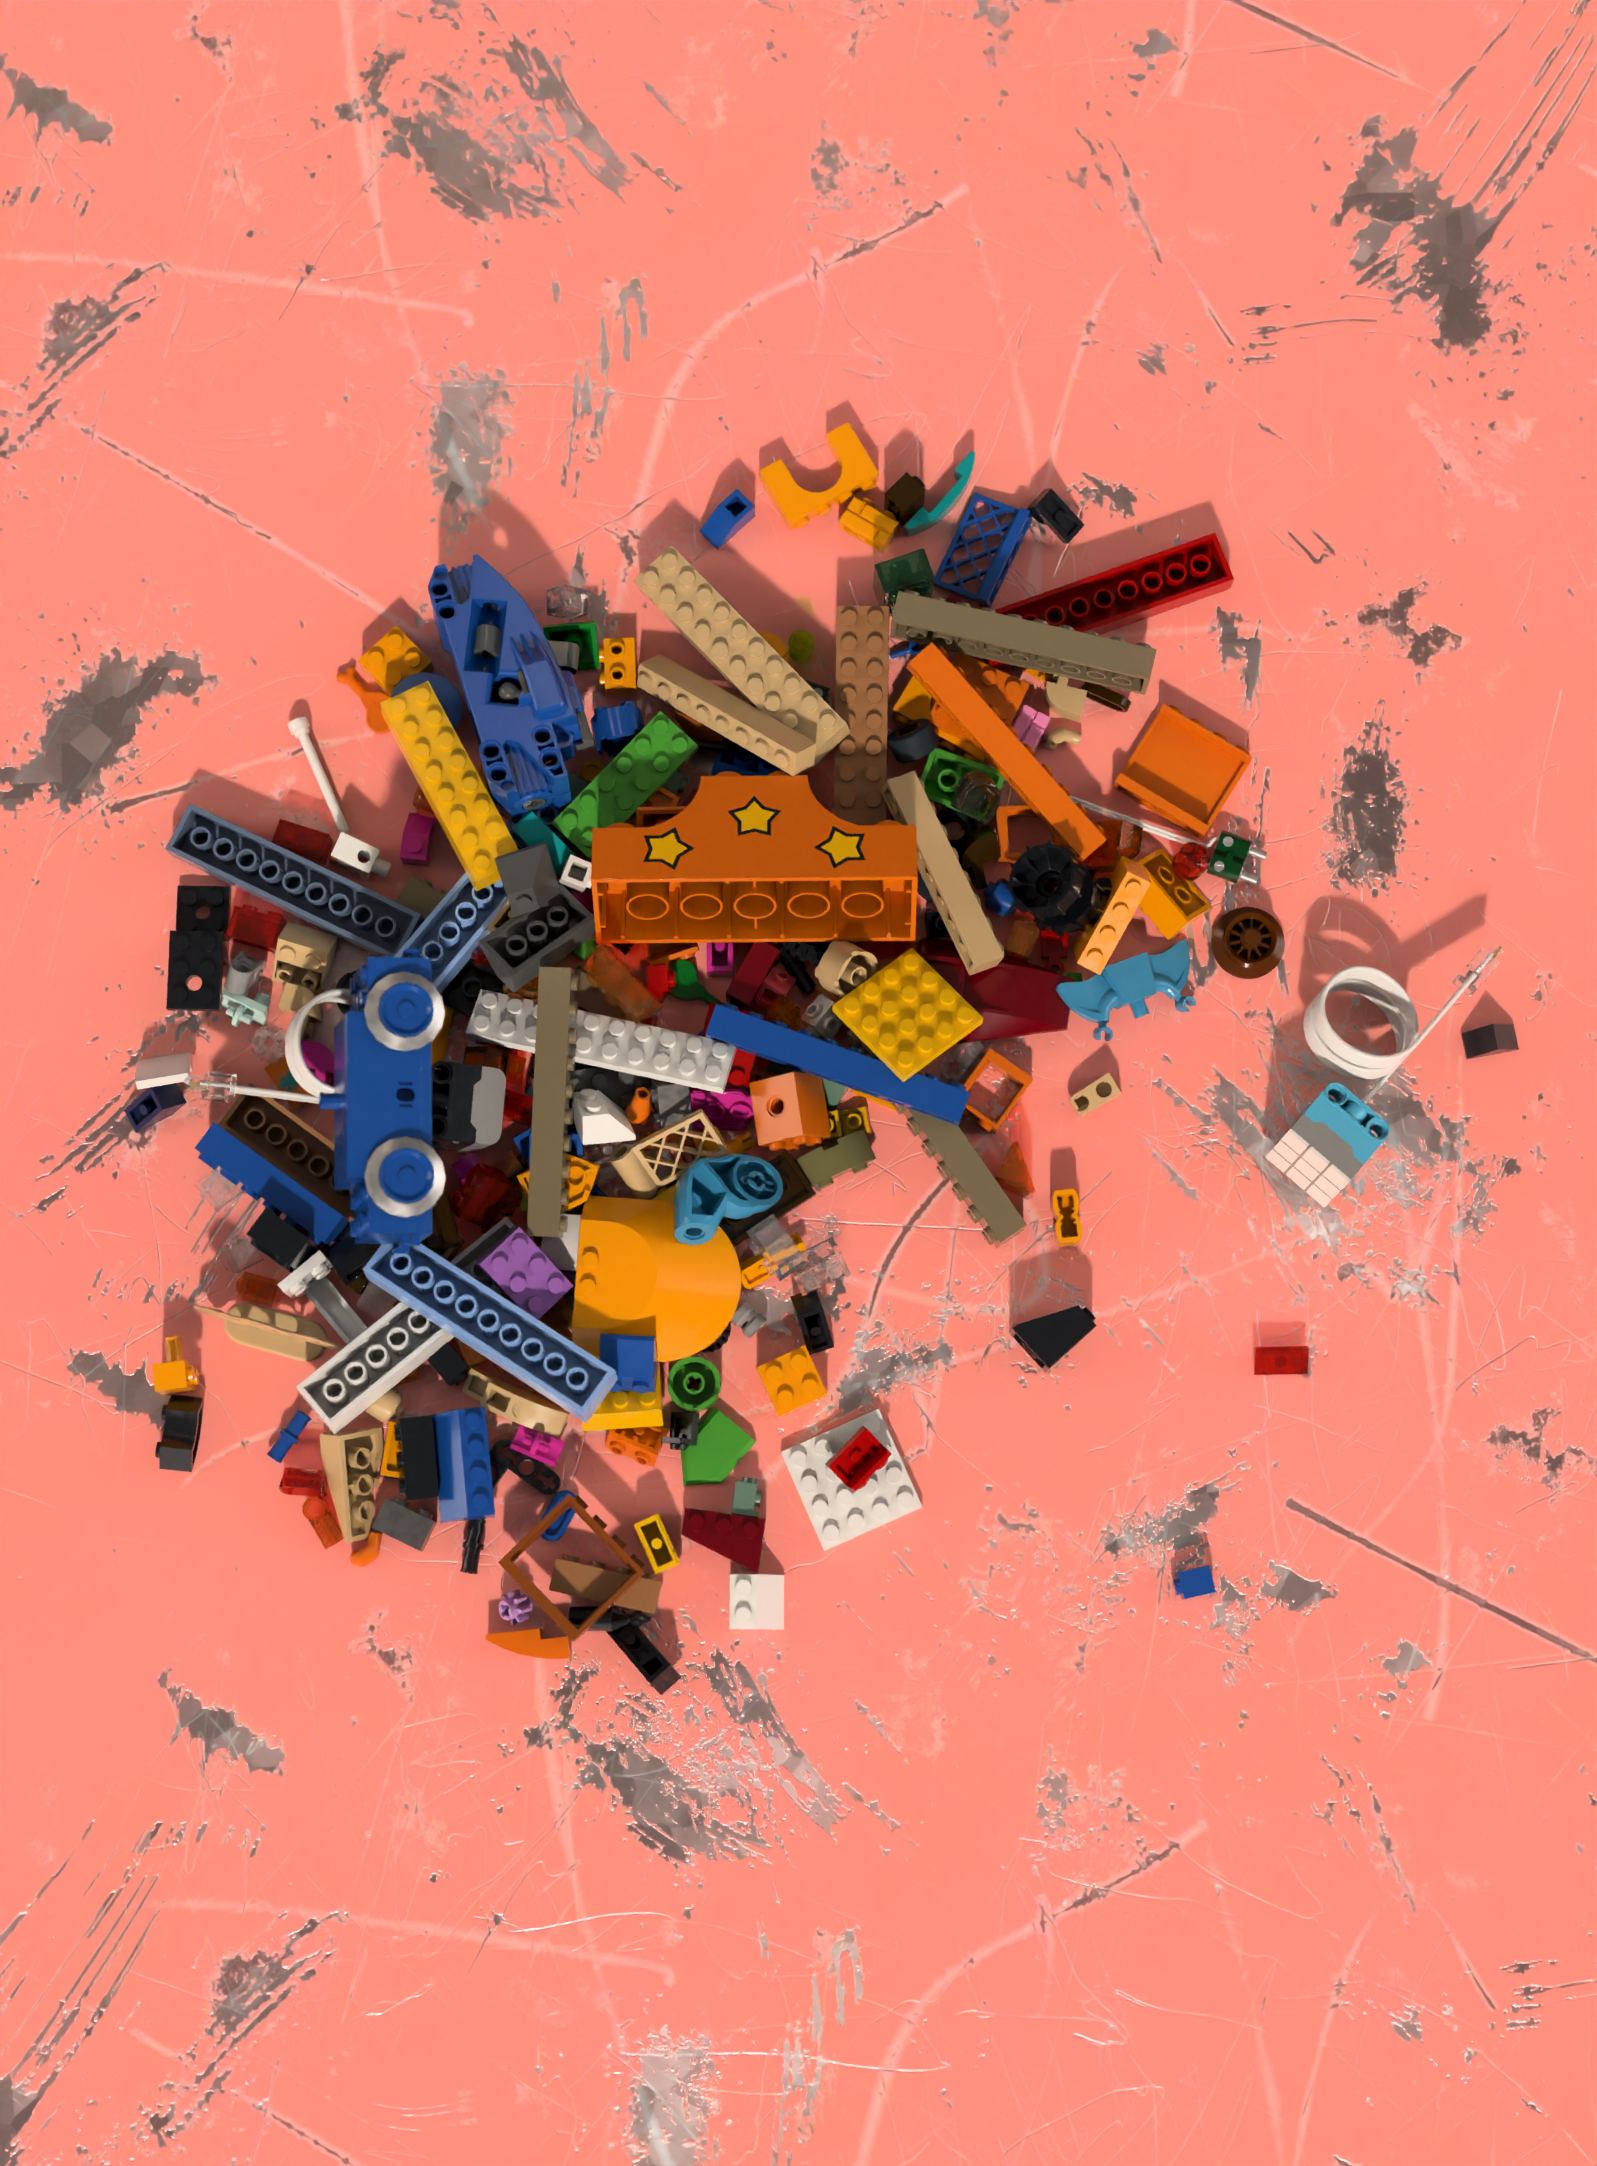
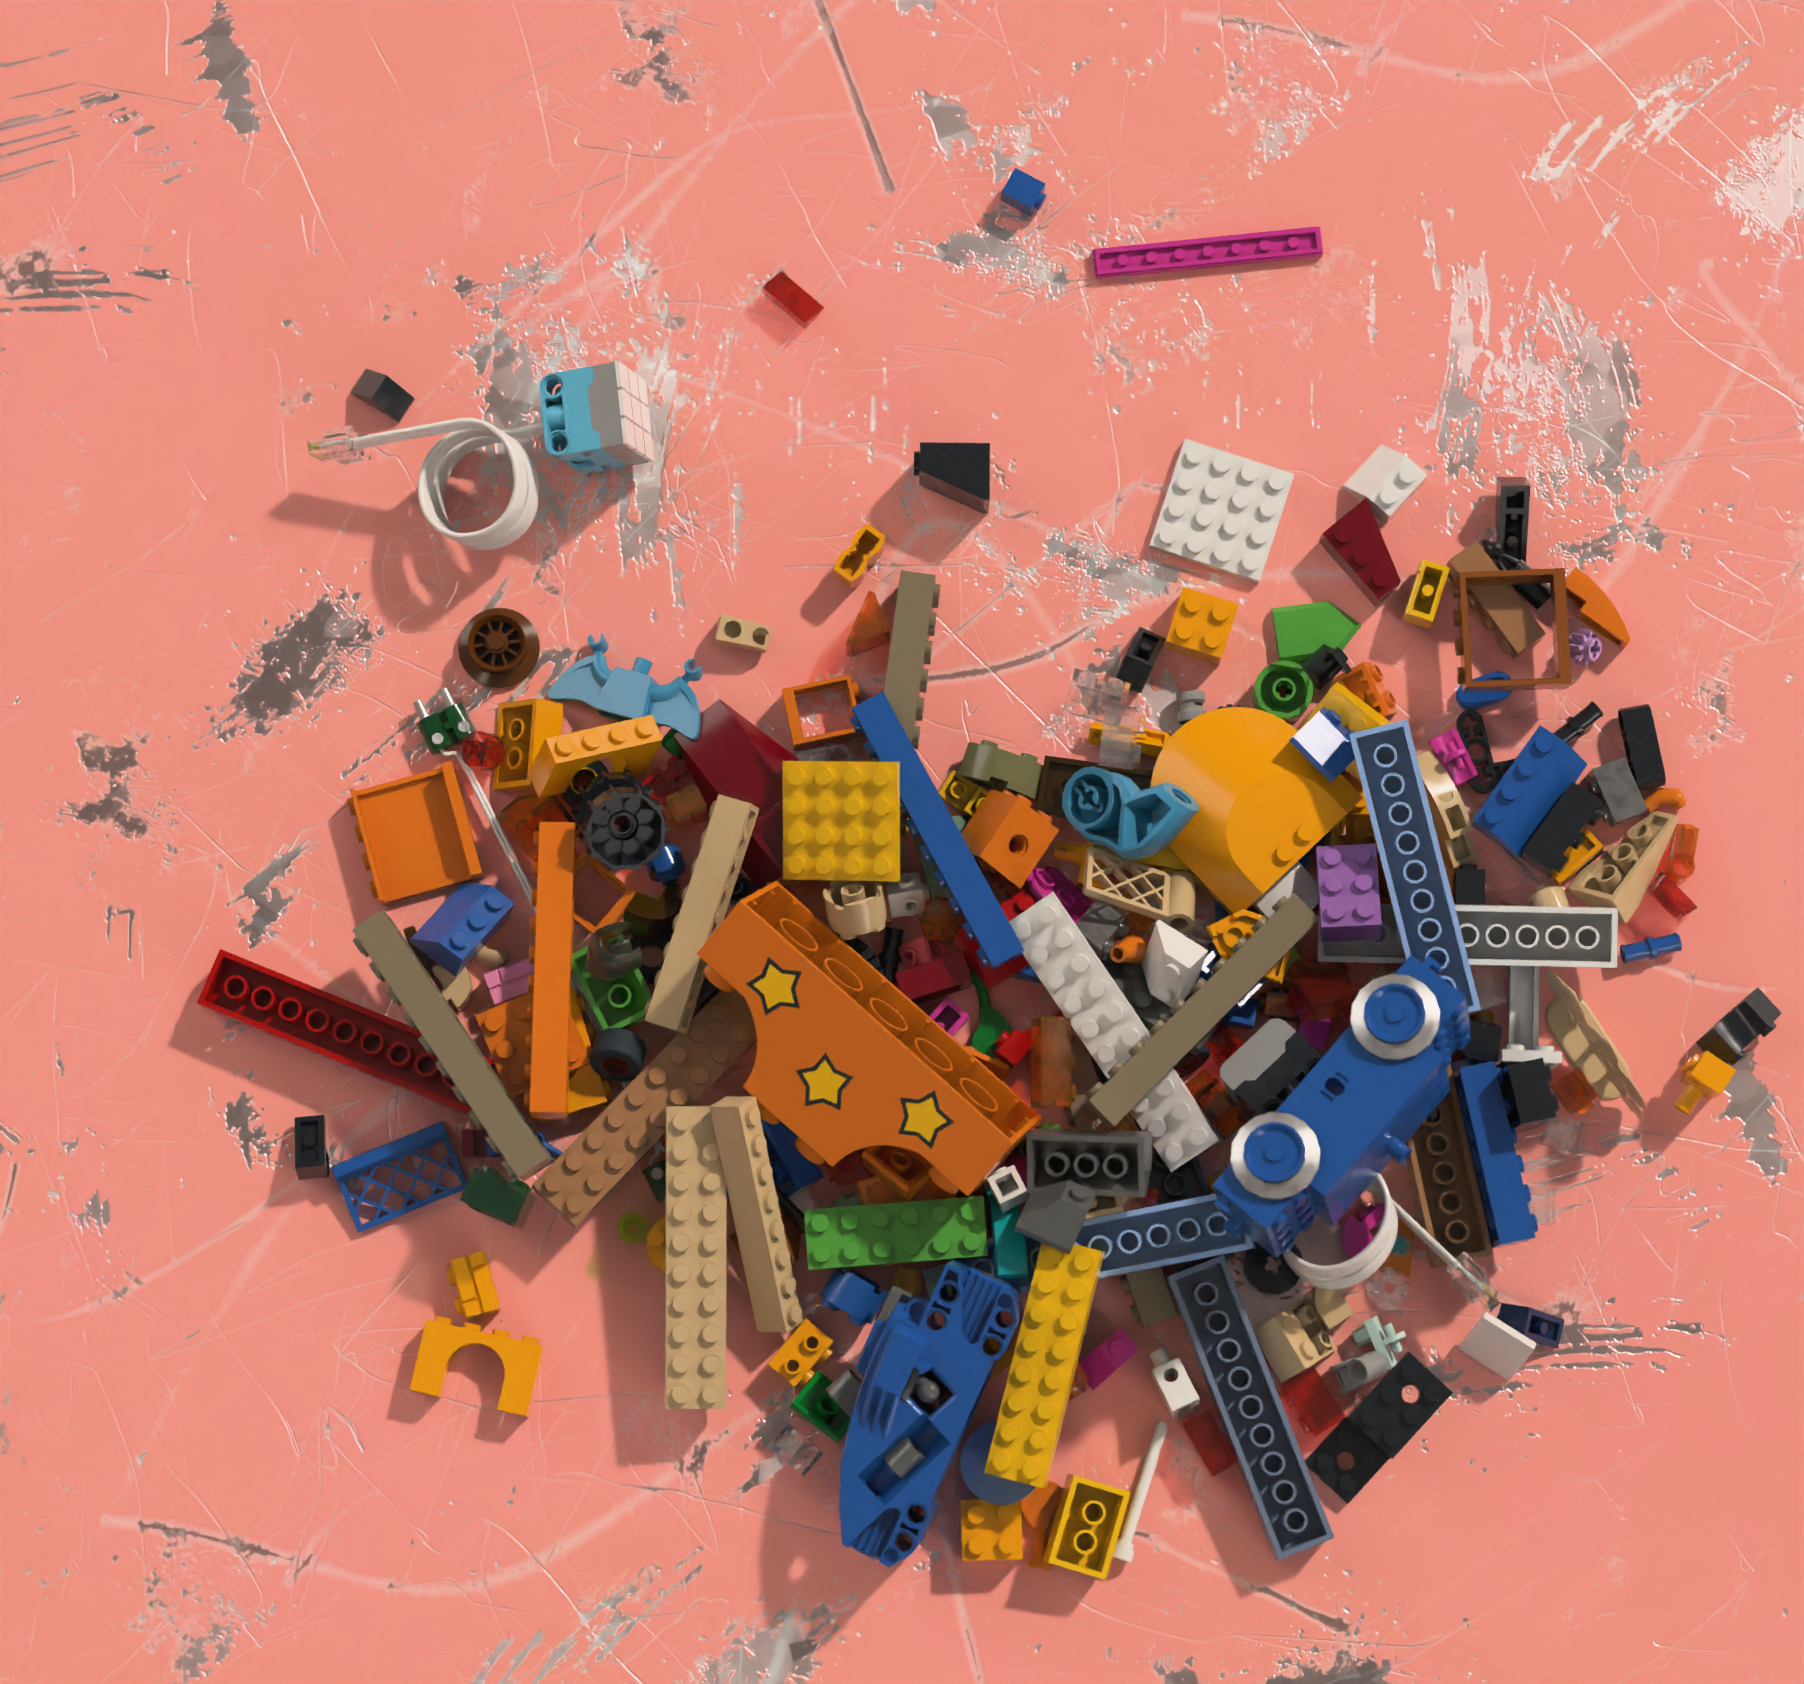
camera: 140 degrees left, 0 degrees up
(335, 718) = (1086, 1526): none -> yellow brick
(414, 1572) = (1642, 746): none -> black beam
(728, 519) = (591, 1398): blue slope -> none
(746, 1498) = (1320, 568): sand green brick -> none
(858, 1459) = (1204, 513): red bracket -> none
(905, 498) = (424, 1275): dark brown brick -> none
(924, 520) = (352, 1255): teal slope -> none
(1028, 1659) = (1207, 252): none -> dark pink tile
(1094, 735) = (463, 925): none -> blue slope

